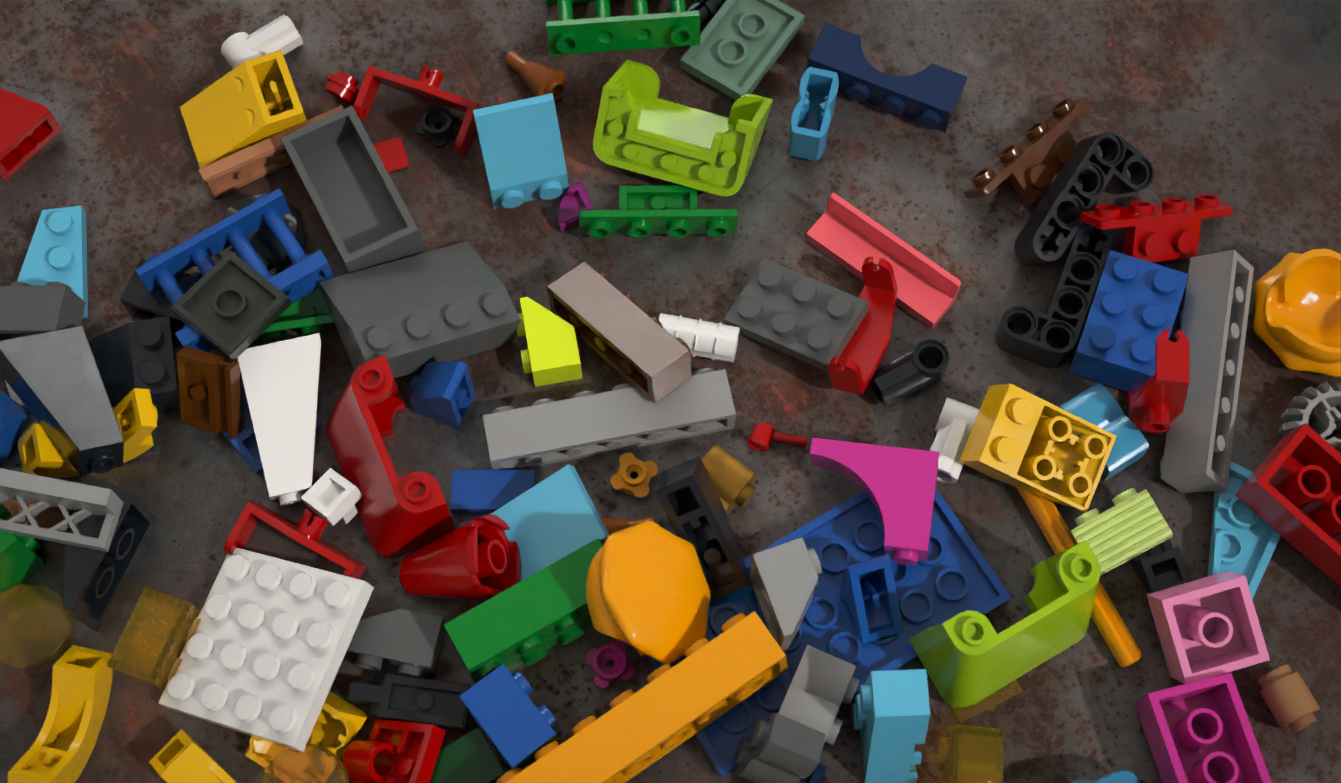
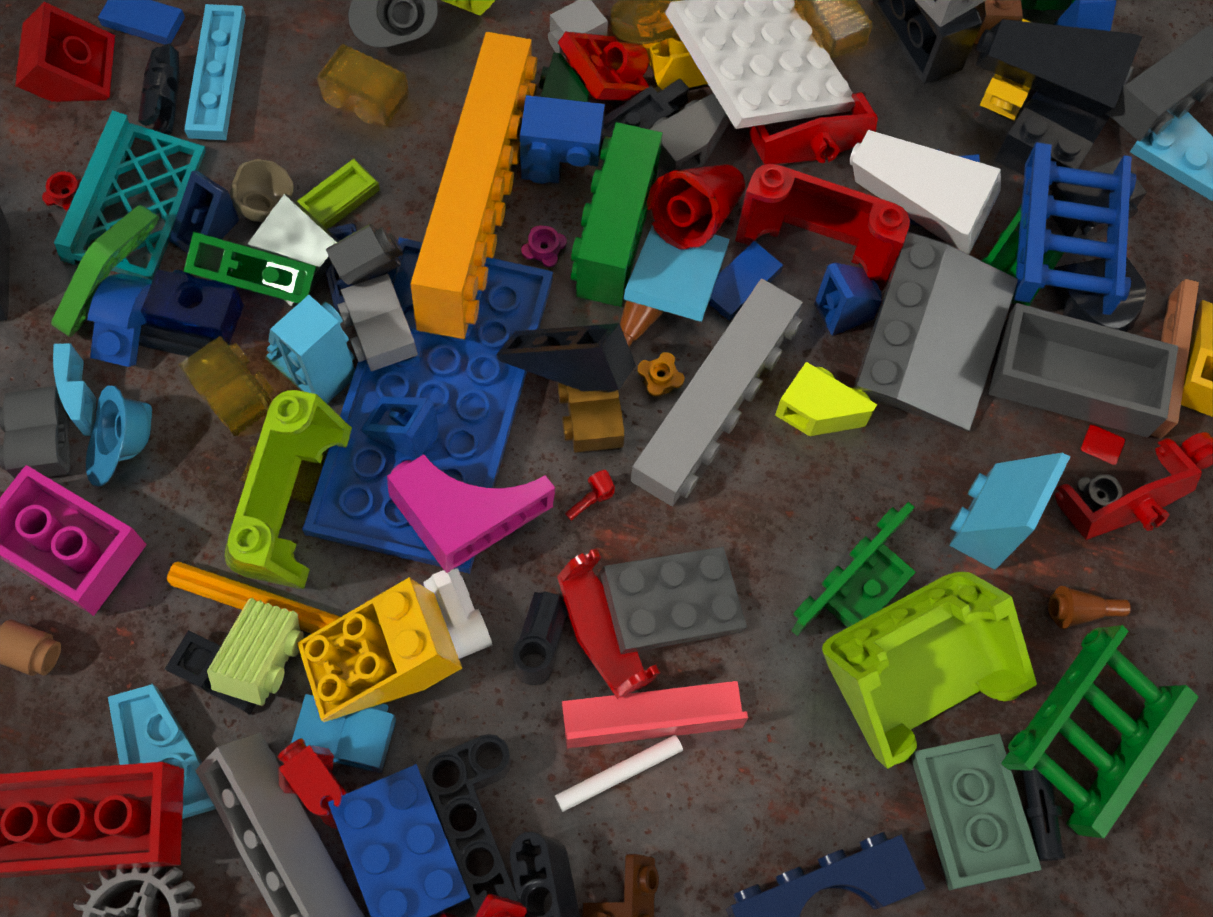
camera: 130 degrees right, 0 degrees up
(209, 392) = (985, 145): reddish brown plate -> none
(231, 305) = (1042, 189): pearl dark grey tile -> none
(333, 498) = (832, 164): white tile -> none
(570, 205) = (929, 532): magenta tile -> none
(621, 331) = (780, 446): brick -> none
(649, 591) = (549, 263): light orange piece -> none
(703, 337) = (726, 511): white axle -> none
(784, 587) = (466, 356): light grey slope -> none
(813, 113) = (848, 797): dark azure brick -> none
(952, 258) = (618, 773): none -> white bar
(1208, 627) = (126, 633): bright pink brick -> none

